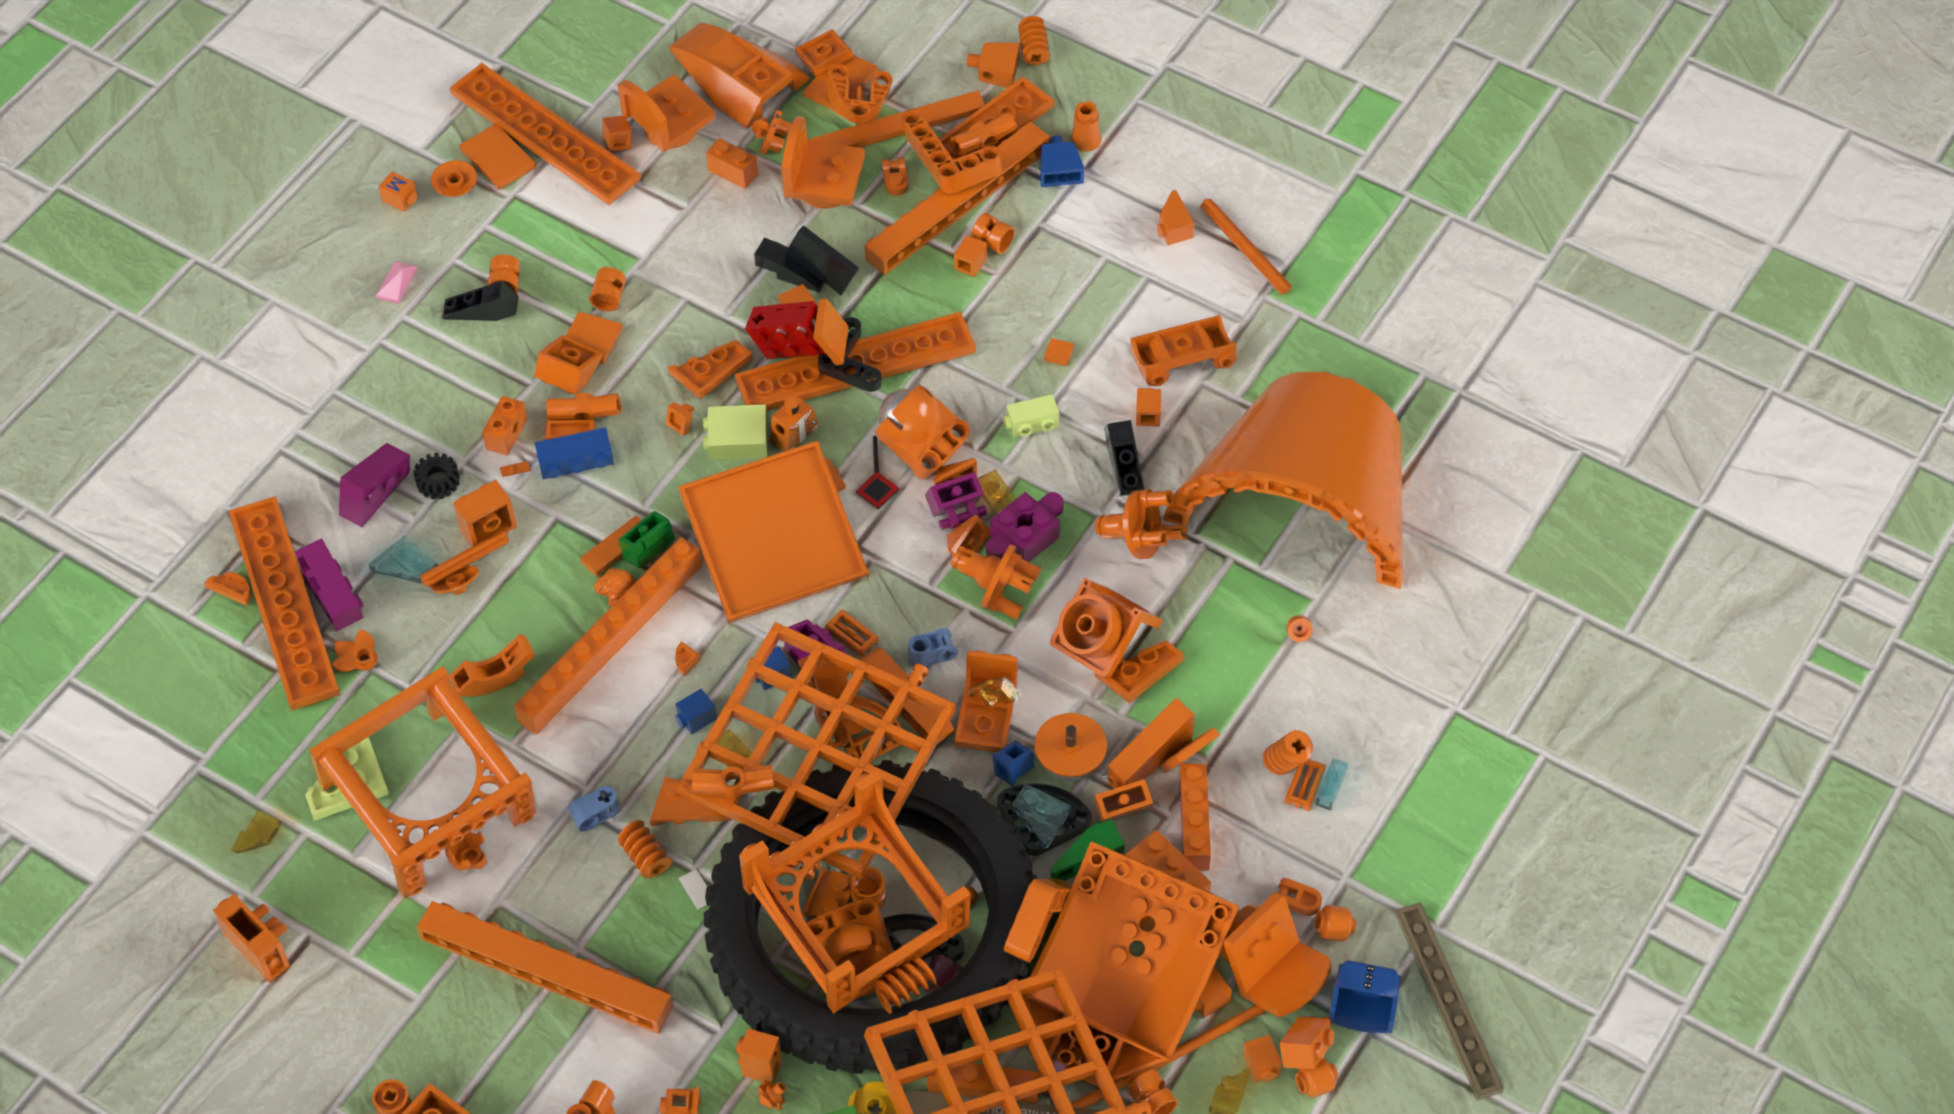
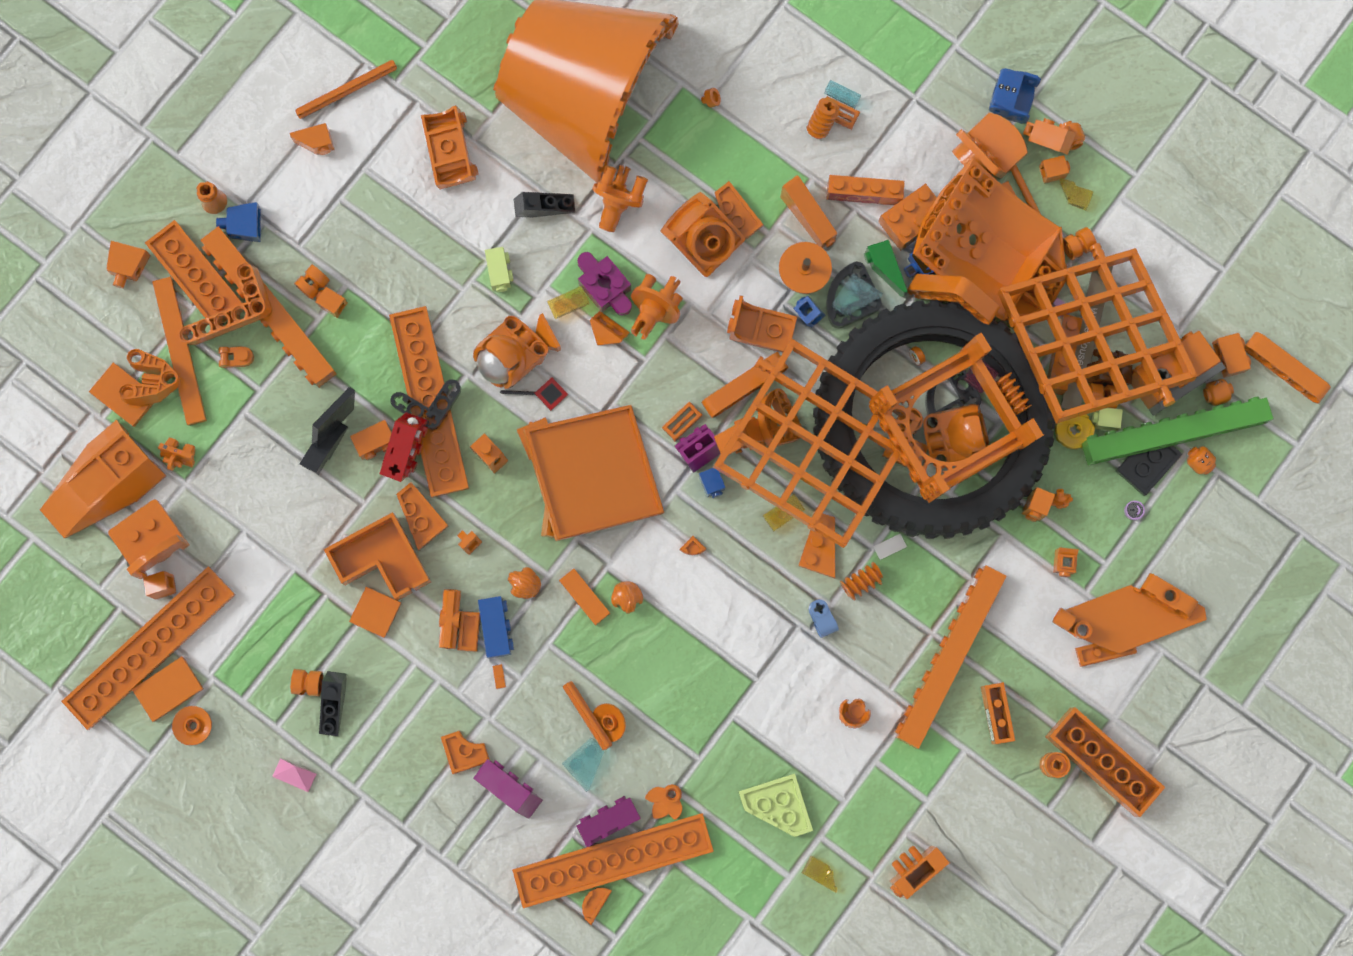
camera: 90 degrees left, 25 degrees up
(398, 191) = (200, 773): orange brick -> none
(421, 437) = (462, 753): none -> orange tile
(433, 465) = (515, 741): black tyre -> none
(441, 699) = (875, 754): orange arch -> none
(464, 1025) = (997, 713): none -> orange brick
(484, 513) = (553, 698): orange brick -> none
(495, 673) = (696, 692): orange arch -> none
(504, 425) = (461, 682): orange brick -> none
(567, 364) = (405, 630): orange slope -> none
(607, 289) = (331, 596): orange wheel -> none
(608, 635) = (671, 602): orange brick -> none
(630, 479) = (524, 583): none -> orange hair
(646, 539) = (588, 571): green brick -> none
(664, 330) = (381, 547): none -> orange piece
(695, 711) = (745, 540): blue brick -> none
(715, 781) = (850, 515): orange piece -> none
(732, 163) = (207, 488): orange brick -> none
(736, 432) = (487, 498): yellowish green brick -> none
(818, 171) = (232, 410): orange piece -> none
(823, 52) = (92, 405): orange tile -> none
(831, 331) = (415, 412): orange tile -> none
(932, 648) = (704, 359): medium blue piece -> none
(953, 495) = (573, 332): magenta brick -> none
(983, 134) = (211, 278): orange piece -> none
(995, 690) = (753, 322): clear yellow slope -> none
(1033, 40) = (106, 231): orange piece -> none
(1059, 352) = (434, 243): orange tile -> none
(1123, 801) = (851, 237): orange brick -> none
(1148, 407) = (498, 180): orange brick -> none
(1189, 750) = (817, 183): orange tile -> none
(1307, 899) = (934, 124): orange plate -> none
(1334, 923) = (955, 107): orange head -> none
(1449, 1001) = (1014, 43): dark tan tile -> none

